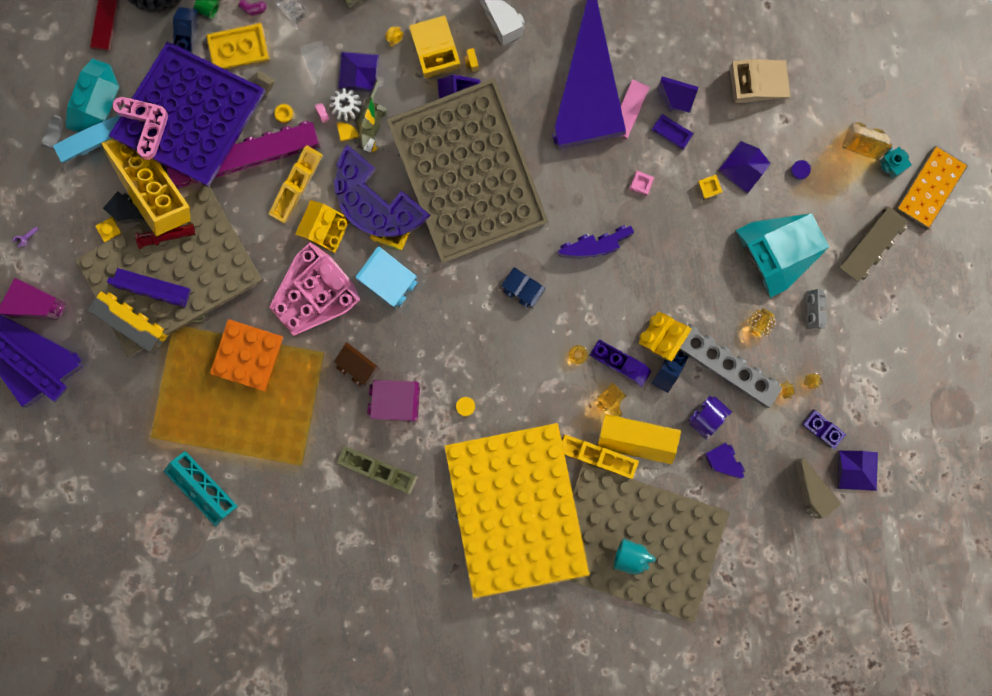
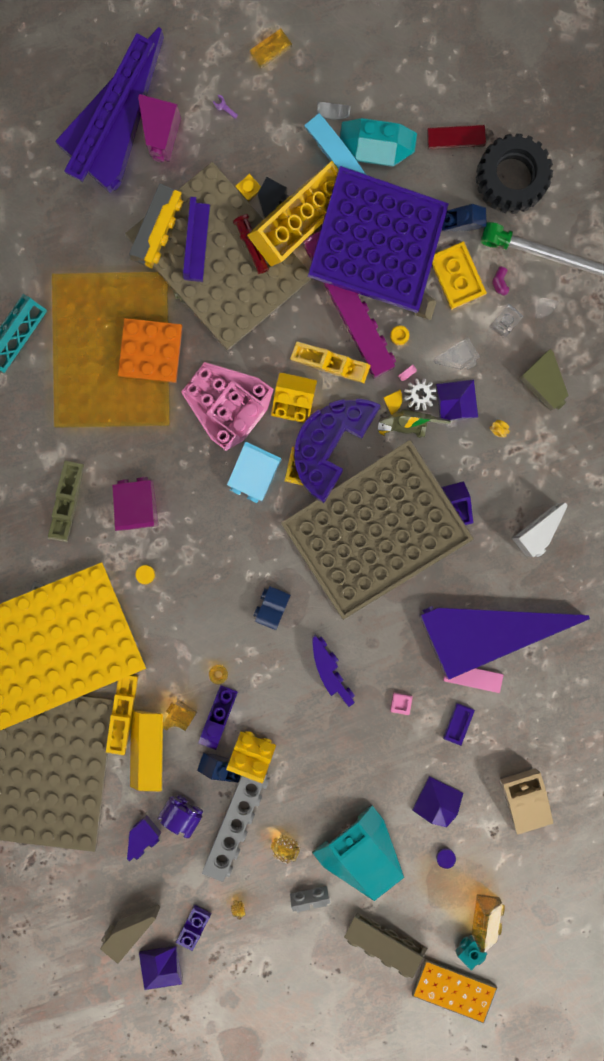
camera: 80 degrees right, 5 degrees up
(150, 123) = (366, 201): bright pink beam -> none
(356, 364) = (162, 460): reddish brown slope -> none
(435, 47) = (496, 471): yellow slope -> none
(471, 60) = (490, 510): yellow plate -> none
(632, 557) = (26, 767): teal piece -> none
(677, 94) = (495, 723): dark purple slope -> none
(710, 187) = (410, 772): yellow plate -> none
(787, 390) = (224, 887): clear yellow plate -> none

